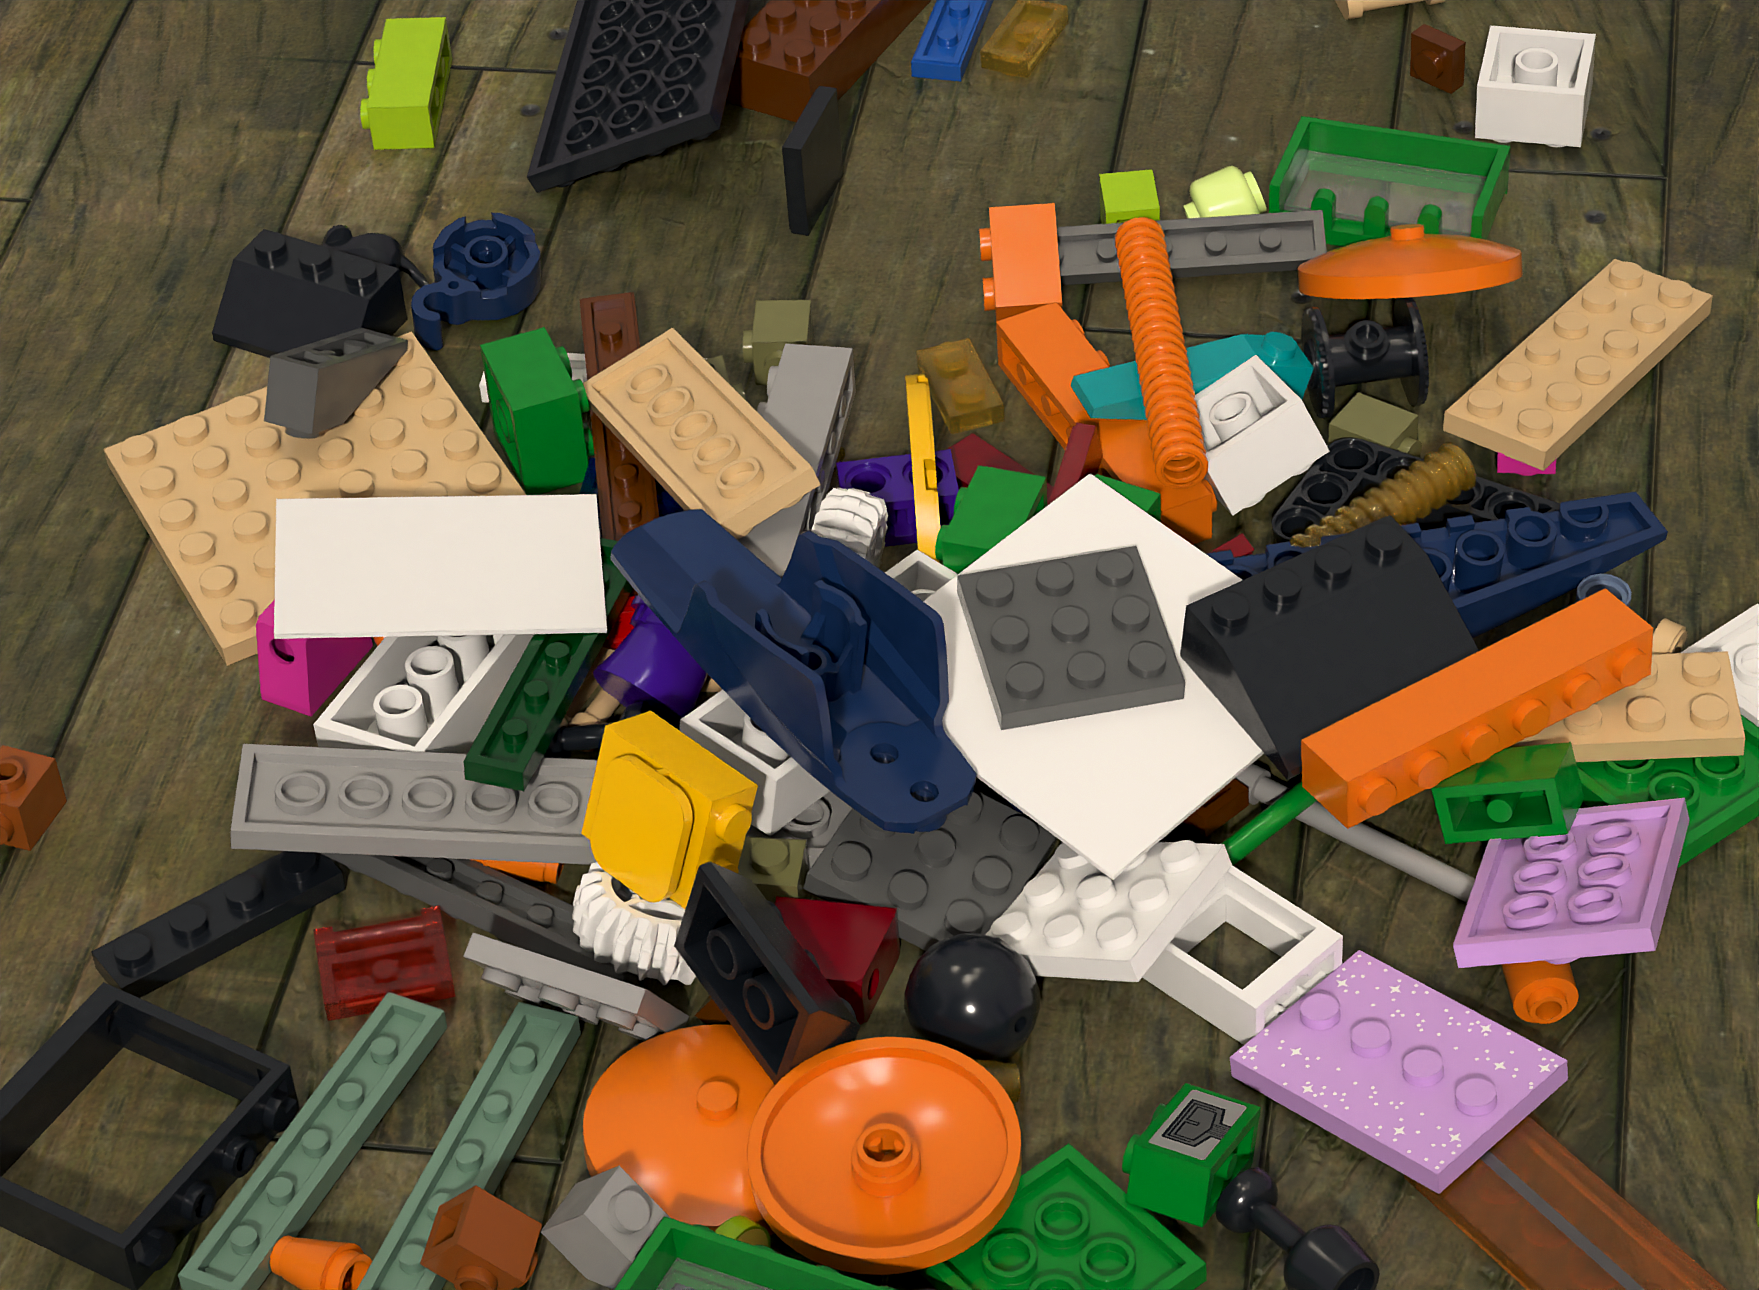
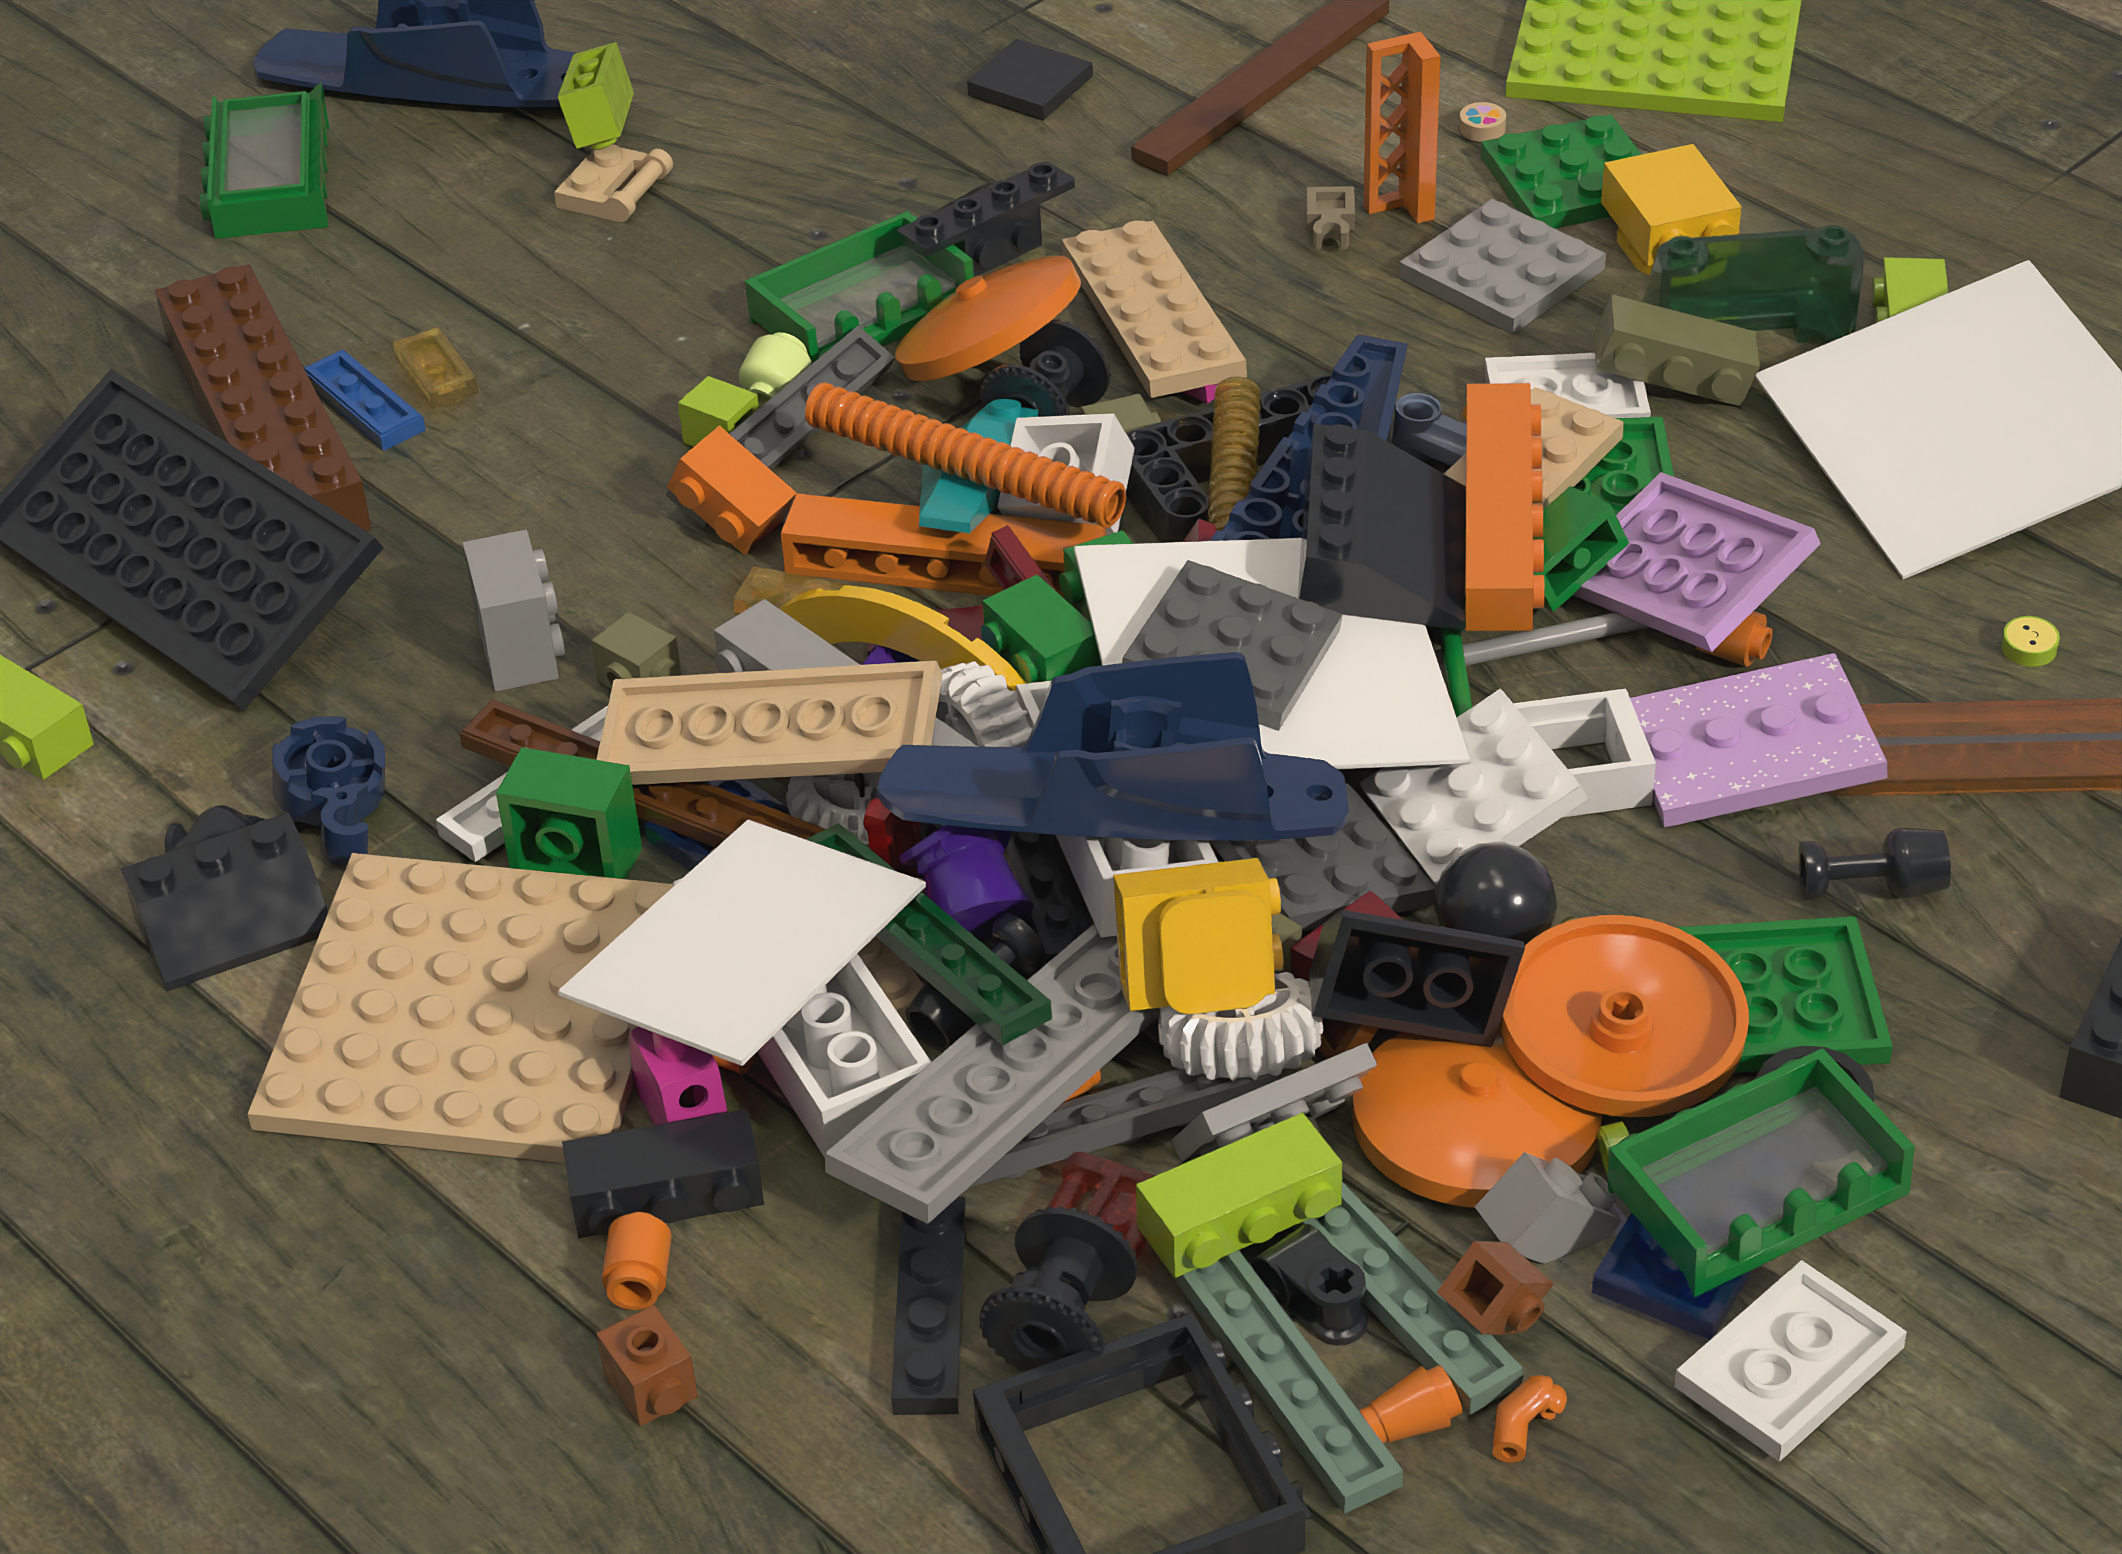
camera: 55 degrees left, 0 degrees up
(119, 729) = (636, 1260): none -> orange brick
(218, 688) = (664, 1171): none -> black brick
(250, 973) = (1067, 1264): none -> black hose
(327, 380) = (388, 915): dark grey slope -> none
(409, 1131) = (1316, 1285): none -> black piece
(441, 1020) = (1239, 1195): none -> lime brick
(747, 239) = (514, 609): none -> light grey brick
(812, 160) = (452, 516): black tile -> none
(1190, 1153) = (1757, 867): green brick -> none
(1437, 58) = (746, 199): reddish brown plate -> none
(1535, 86) = (849, 170): white brick -> none
(1564, 203) = (993, 222): none -> black bracket

